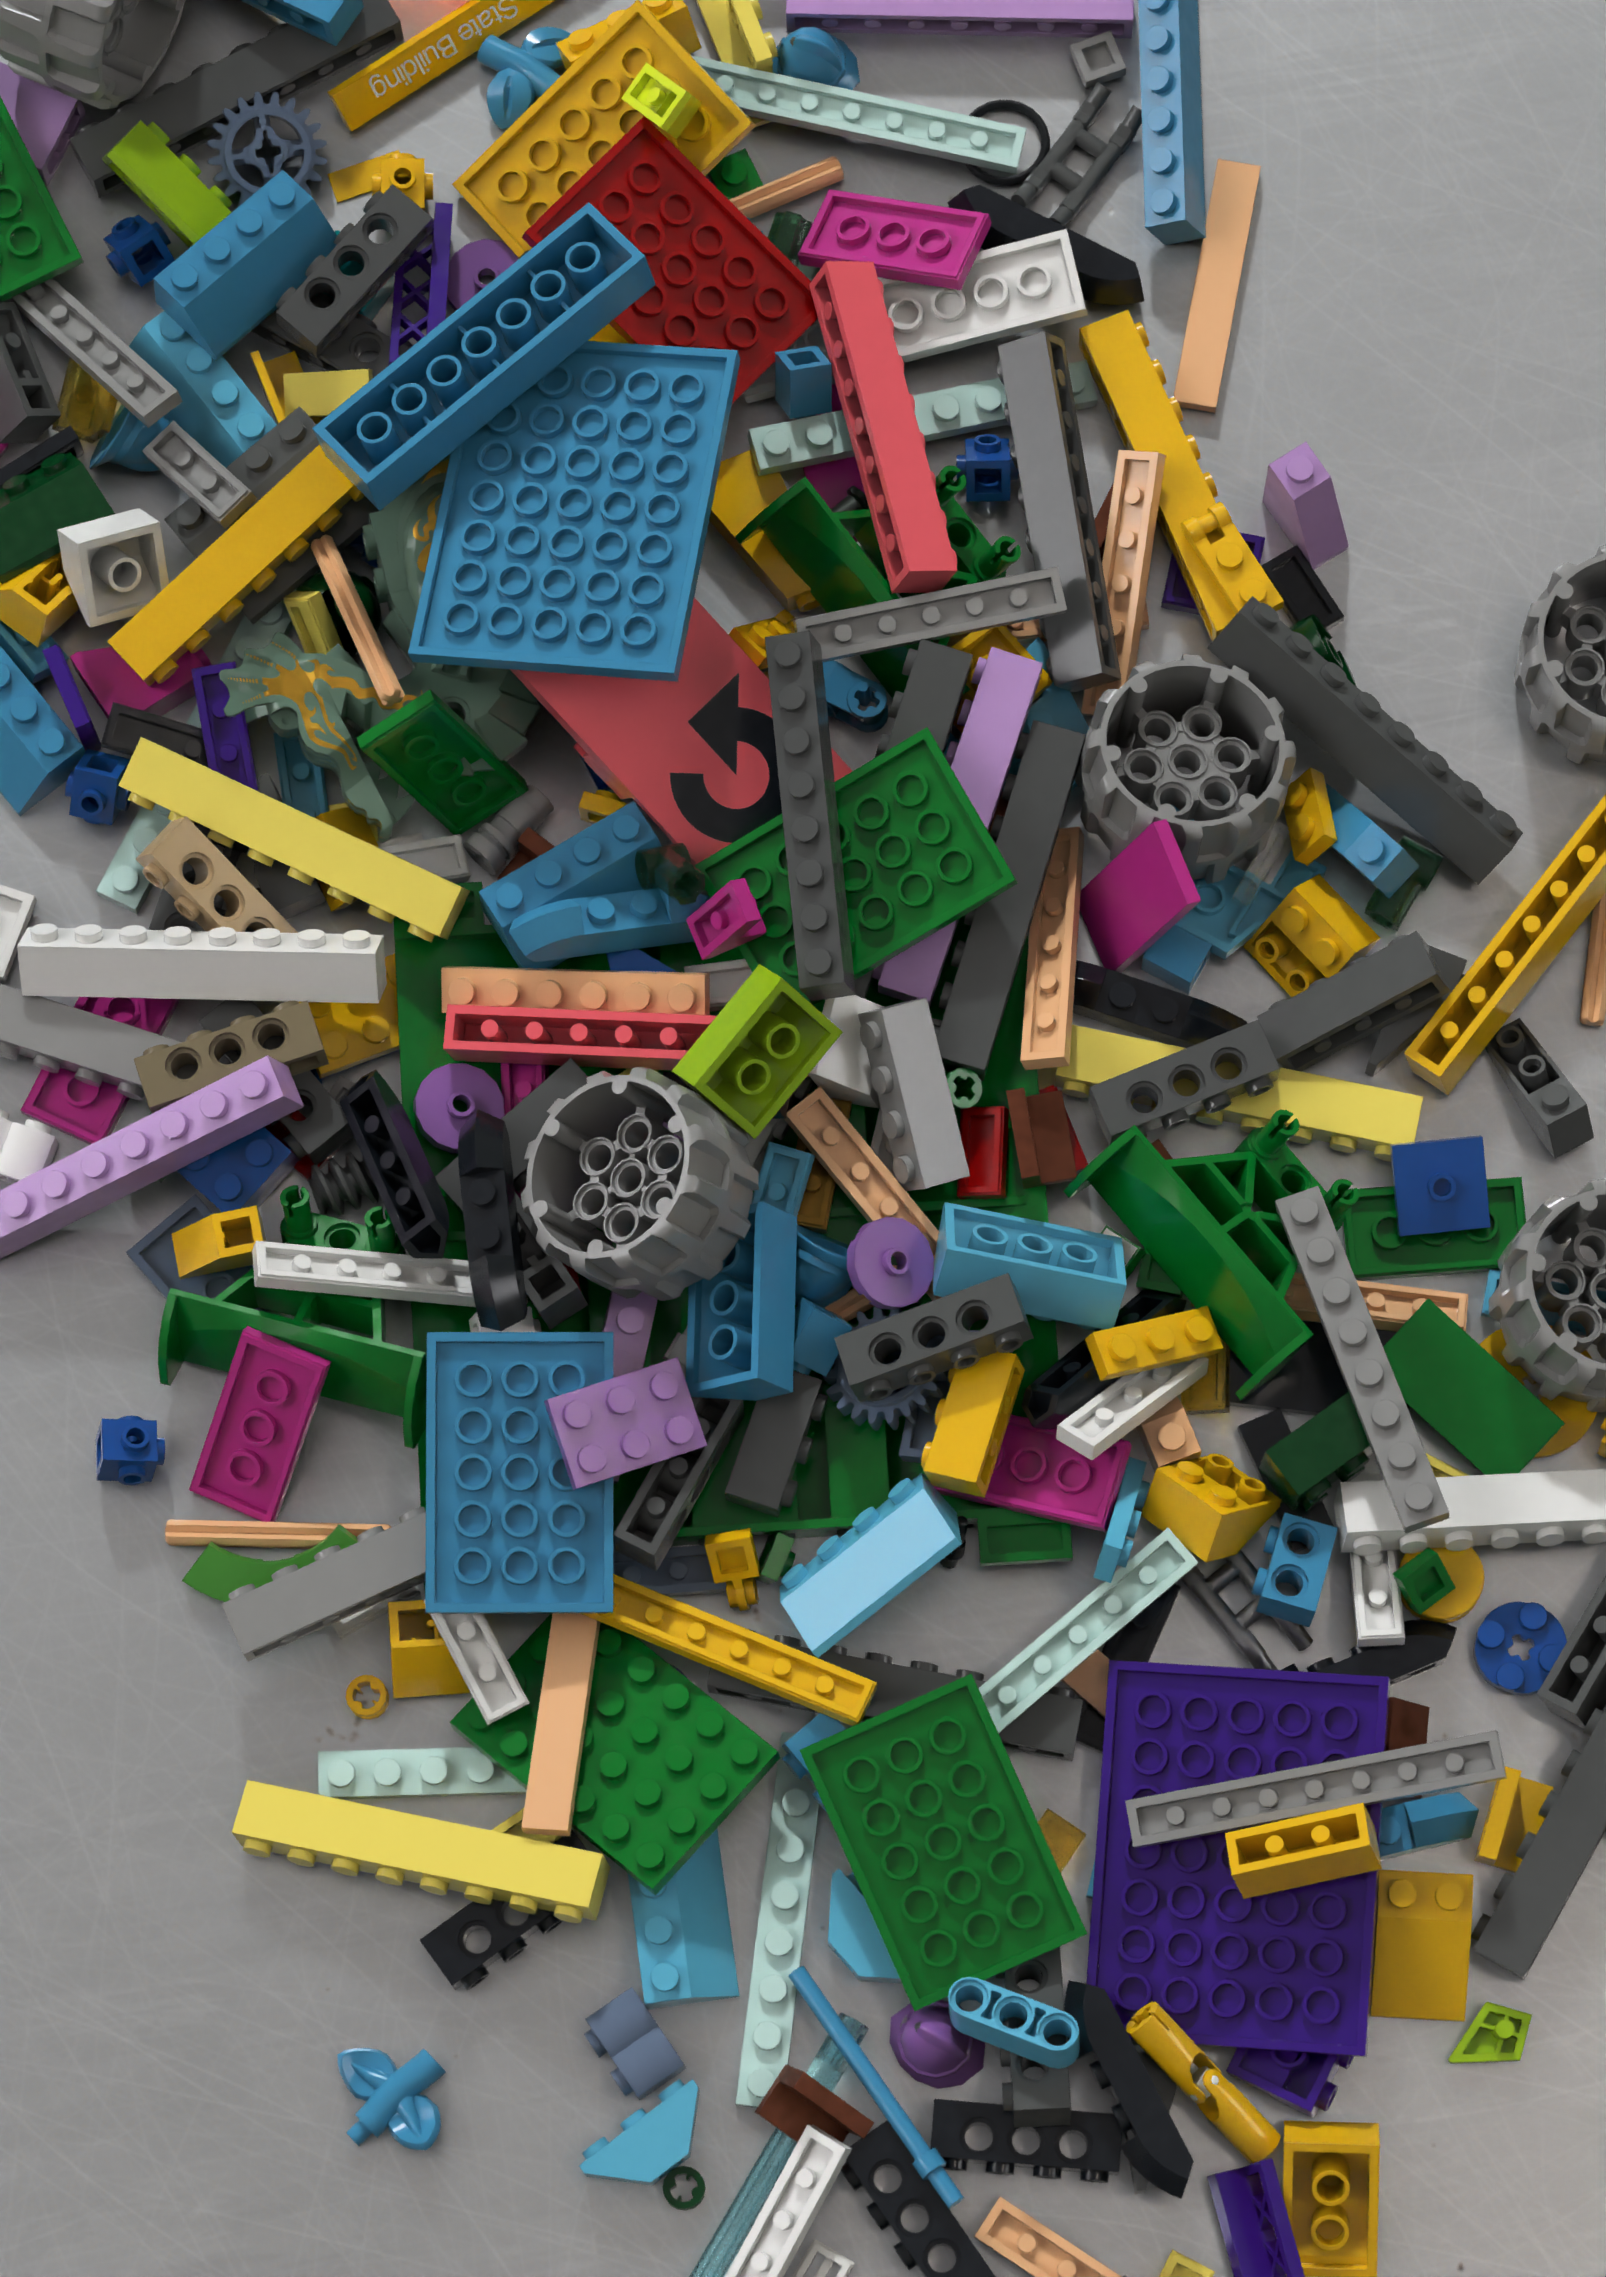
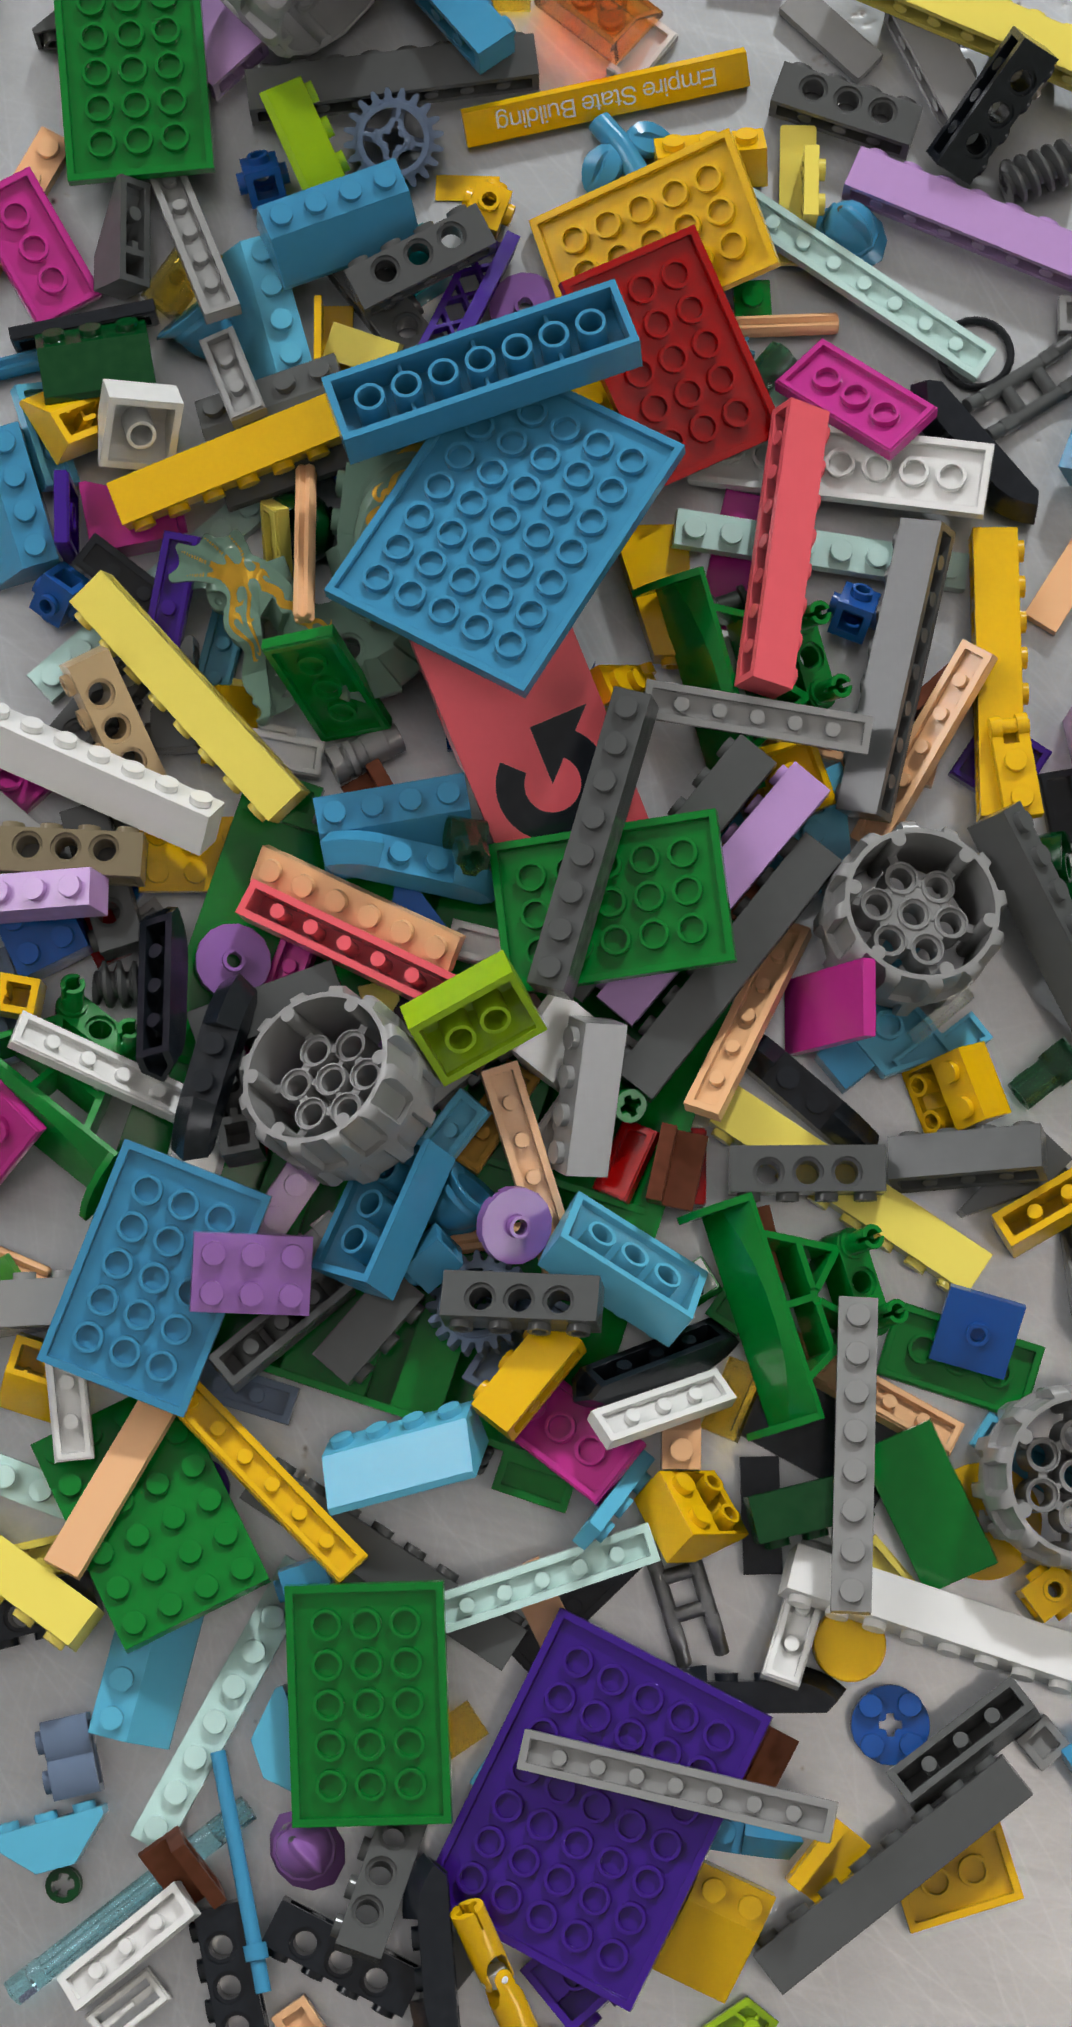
camera: 20 degrees right, 5 degrees up
(598, 805) = (441, 763): yellow plate -> none
(661, 100) = (713, 217): neon yellow slope -> none
(726, 920) = (495, 900): dark pink slope -> none
(736, 1562) = (301, 1409): yellow plate -> none
(776, 1558) = (334, 1417): green plate -> none
(803, 382) = (736, 486): dark azure brick -> none
(848, 691) = (667, 747): dark azure piece -> none
(1001, 2004) = (356, 1854): medium azure beam -> none
(1154, 1343) = (697, 1370): yellow plate -> none
(1302, 1571) = (743, 1600): dark azure brick -> none
(1303, 1850) = (645, 1832): yellow brick -> none
(1309, 817) = (994, 993): yellow plate -> none
(1369, 847) = (1025, 1027): dark azure slope -> none
(1423, 1580) = (833, 1646): green plate -> none

